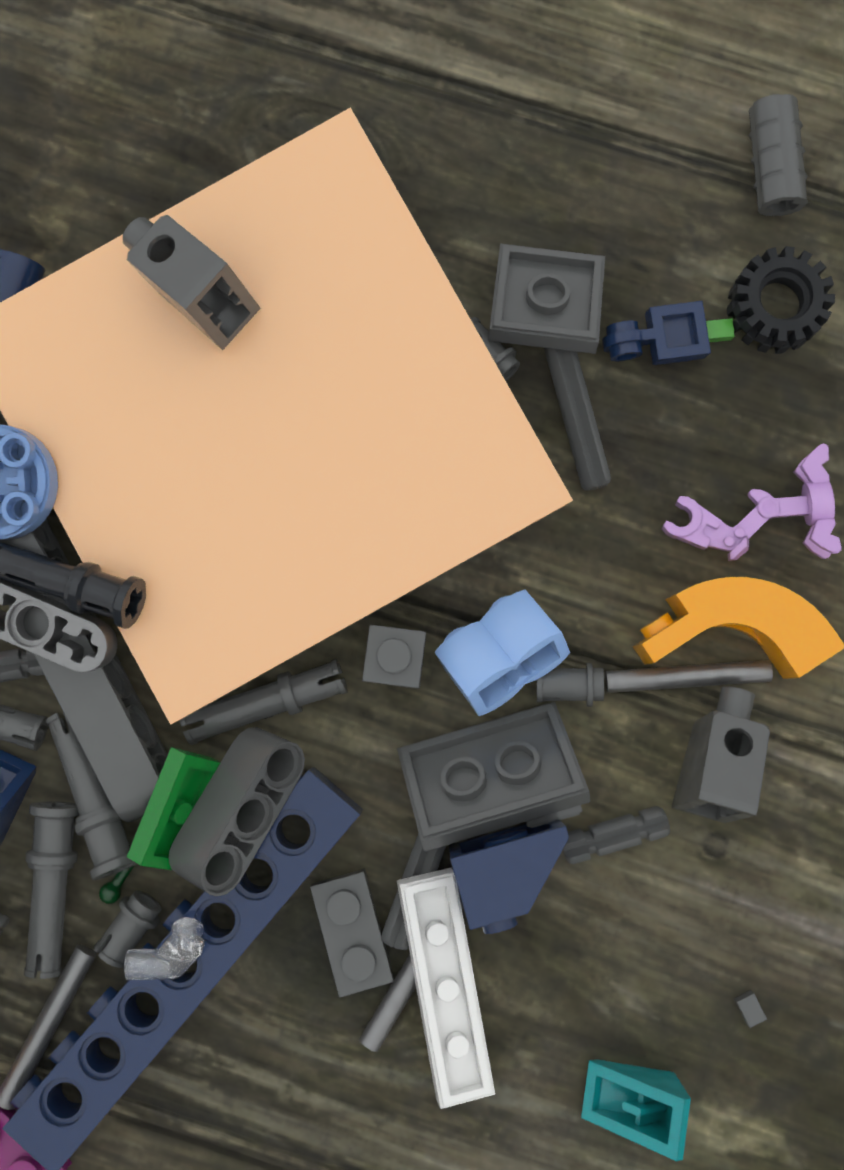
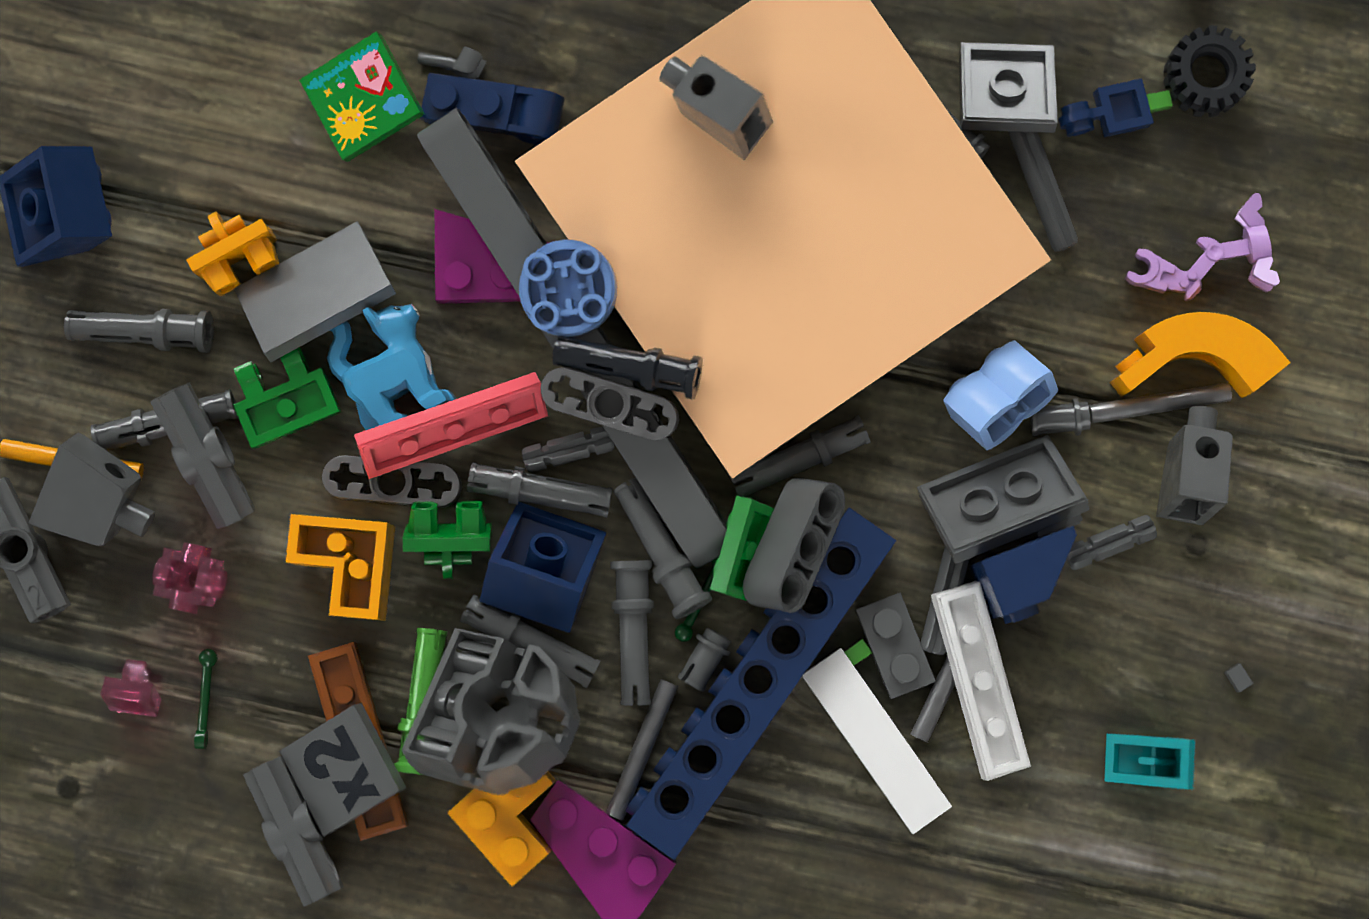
camera: 10 degrees left, 0 degrees up
(172, 957) = (755, 670): clear arm -> none
(307, 935) = (858, 652): none -> bright green piece
(318, 1045) = (876, 741): none -> white tile
(394, 656) = (909, 408): dark grey brick -> none

